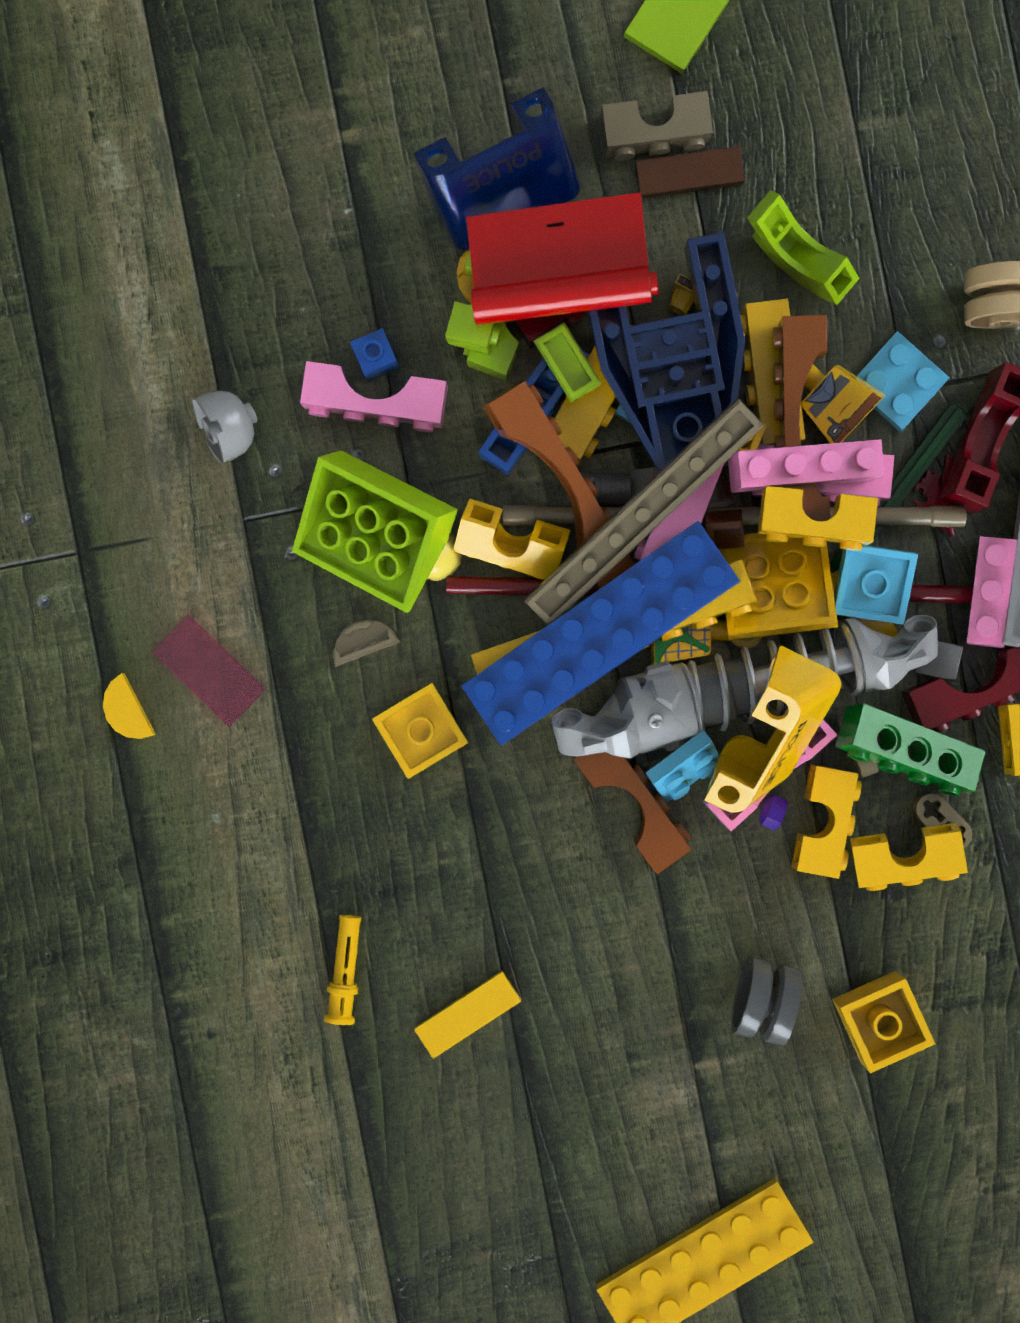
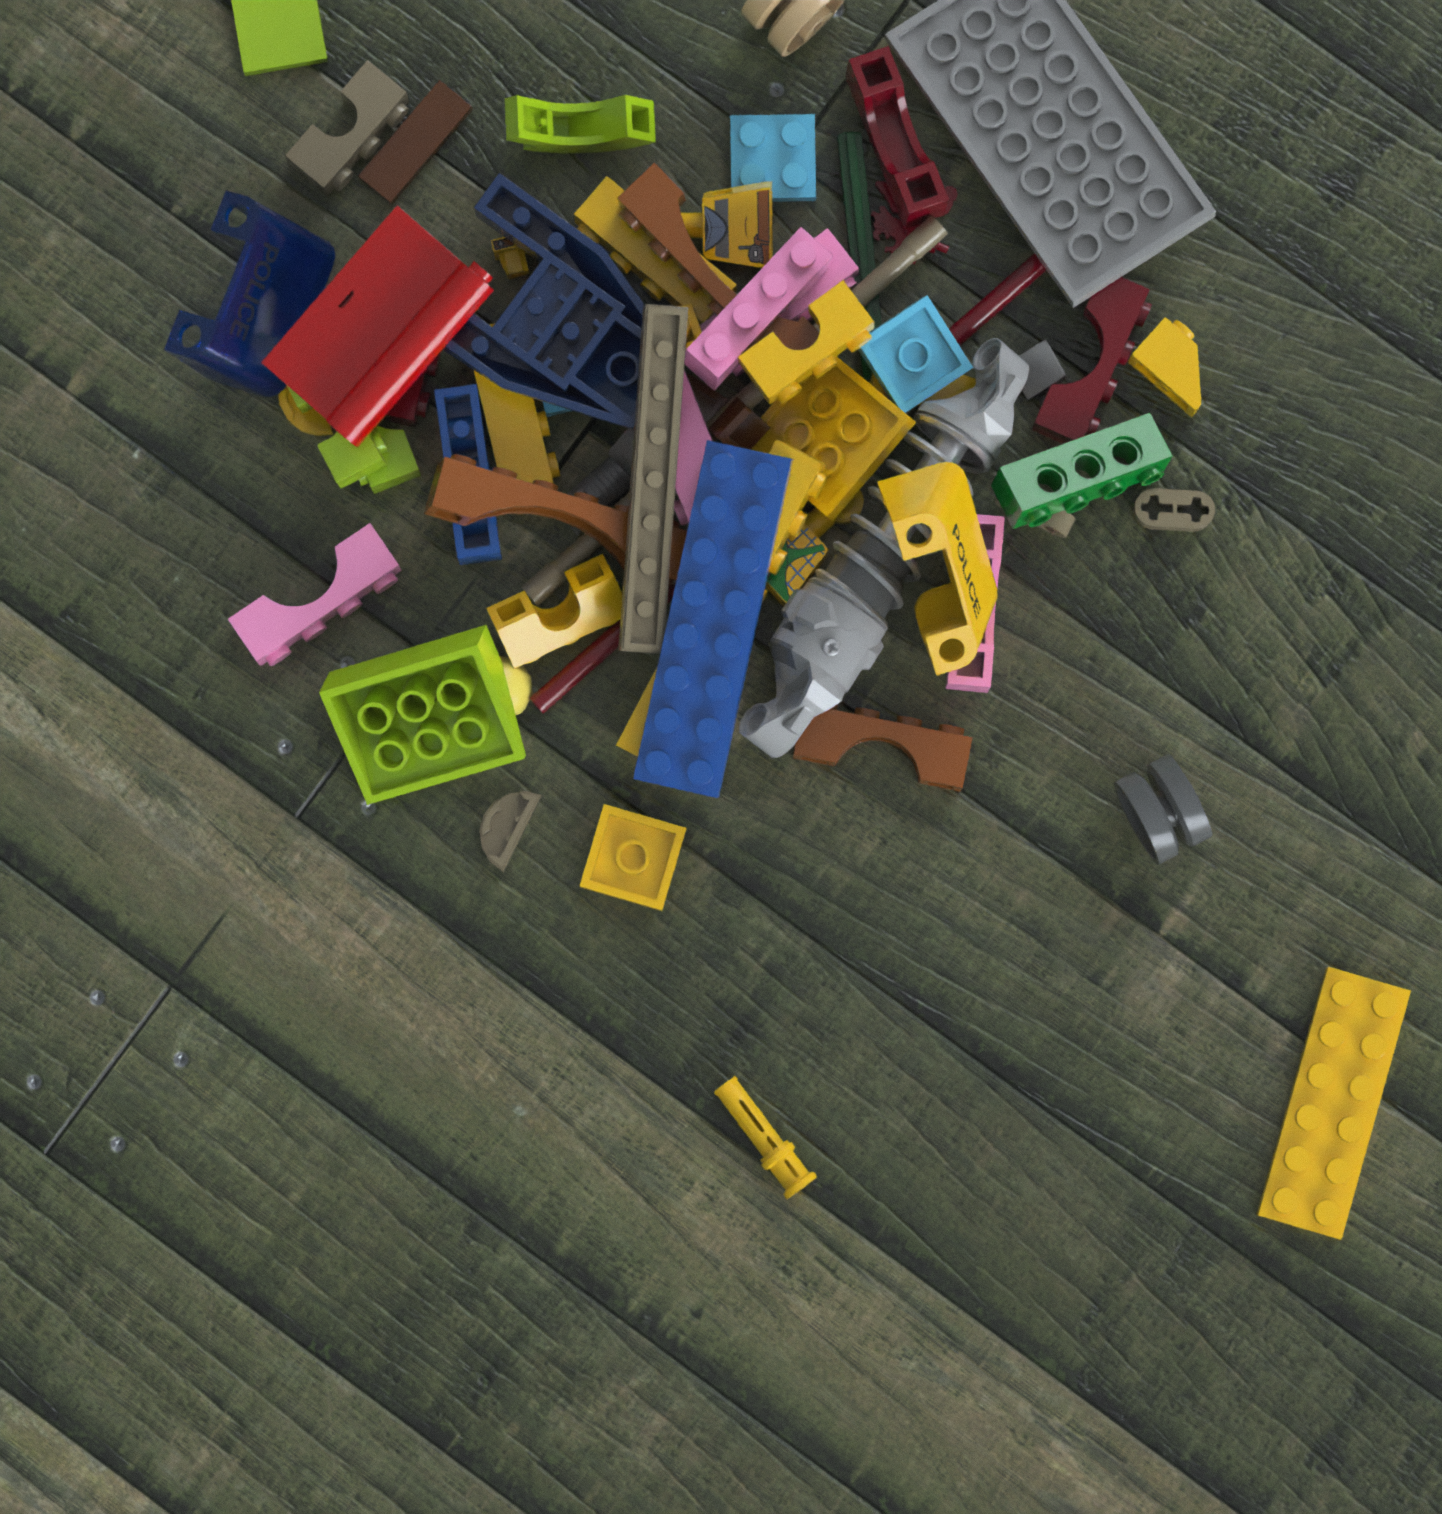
camera: 45 degrees left, 5 degrees down
(125, 711) = (348, 1088): yellow tile -> none
(209, 671) = (391, 982): clear pink piece -> none
(226, 423) = (206, 741): light grey cylinder -> none
(374, 355) = (283, 558): blue brick -> none
(467, 1014) = (912, 1075): yellow tile -> none
(567, 362) = (465, 408): lime tile -> none
(684, 767) = (898, 670): medium azure plate -> none
(772, 812) = (1015, 639): dark purple tile -> none
(825, 851) = (1053, 570): yellow arch -> none
(883, 1021) = (1284, 733): yellow brick -> none
(939, 857) = (1197, 541): yellow arch -> none
(991, 591) = (1024, 270): bright pink arch -> none

